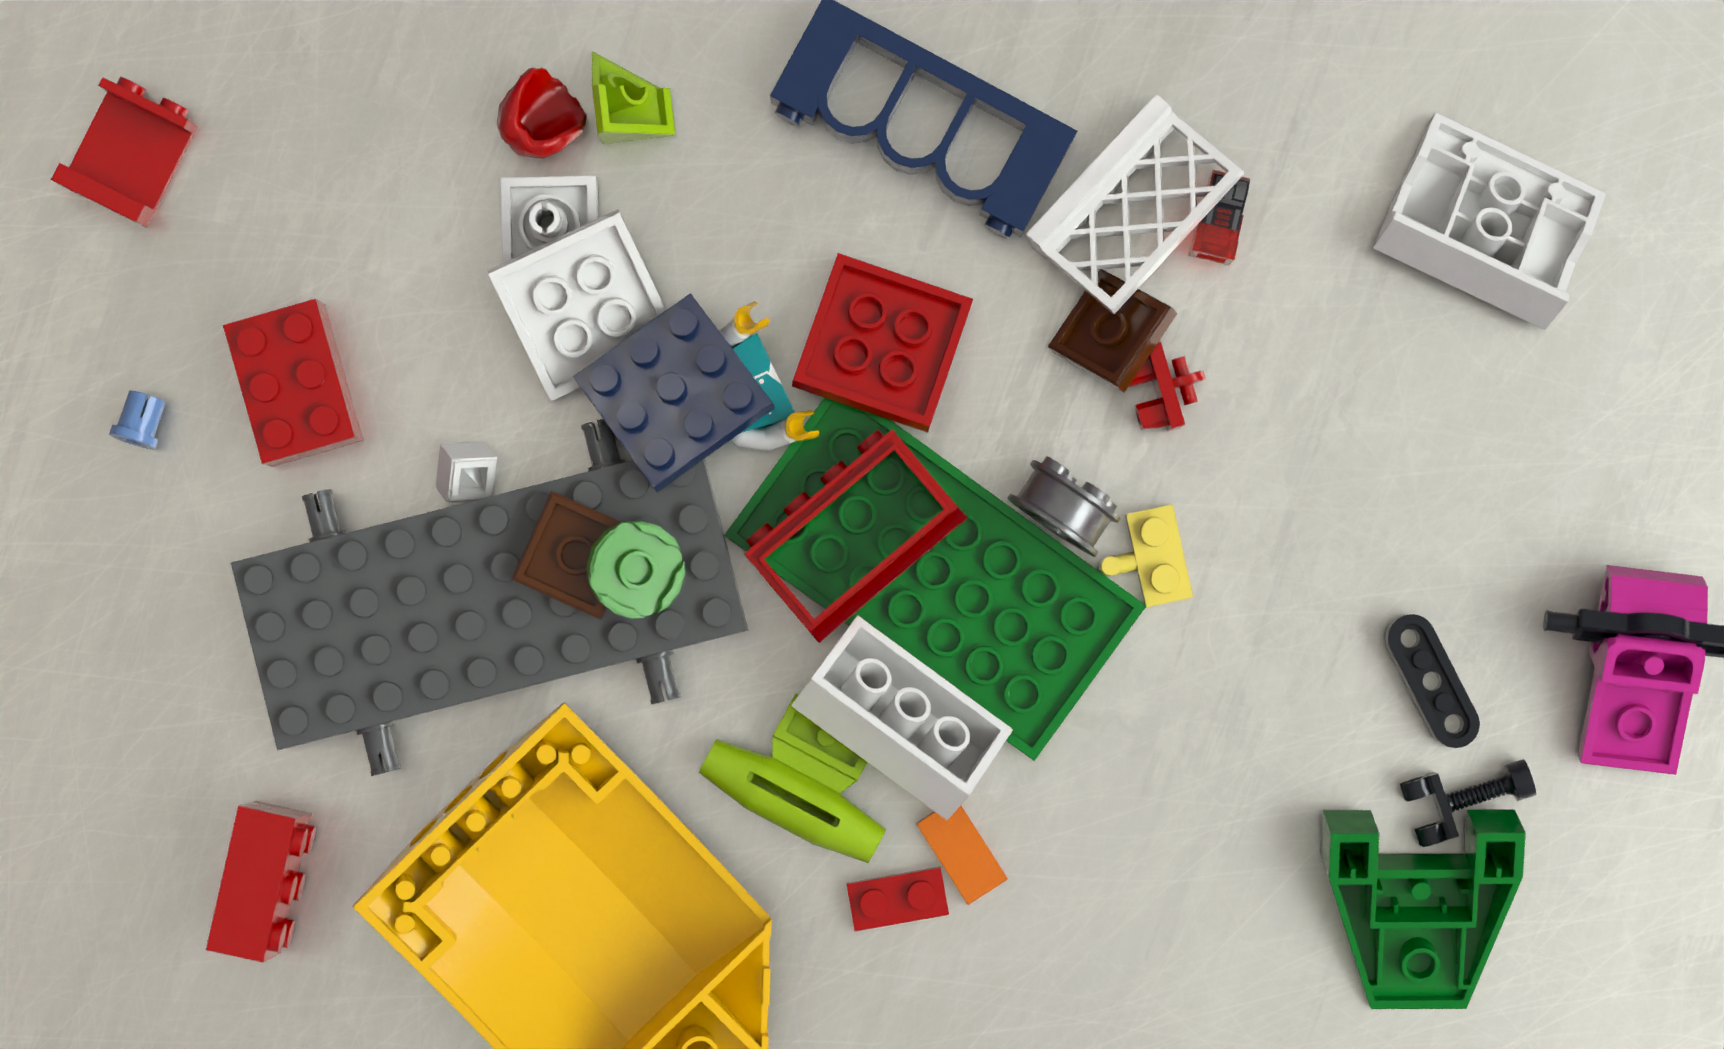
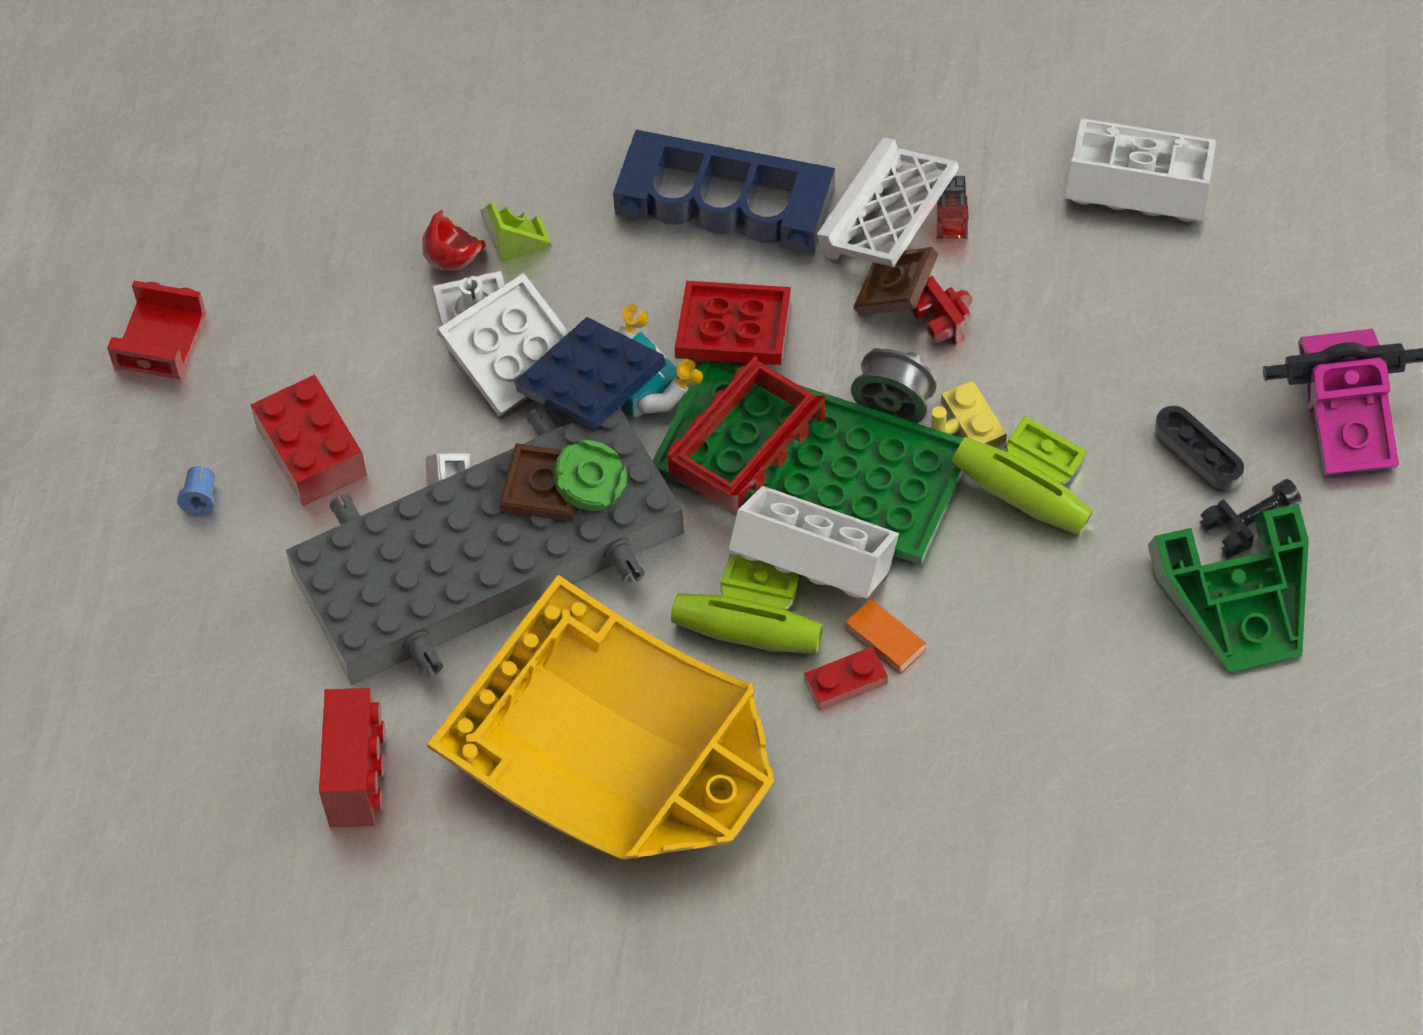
camera: 10 degrees left, 30 degrees down
(1202, 674) = (1030, 474): none -> lime plate

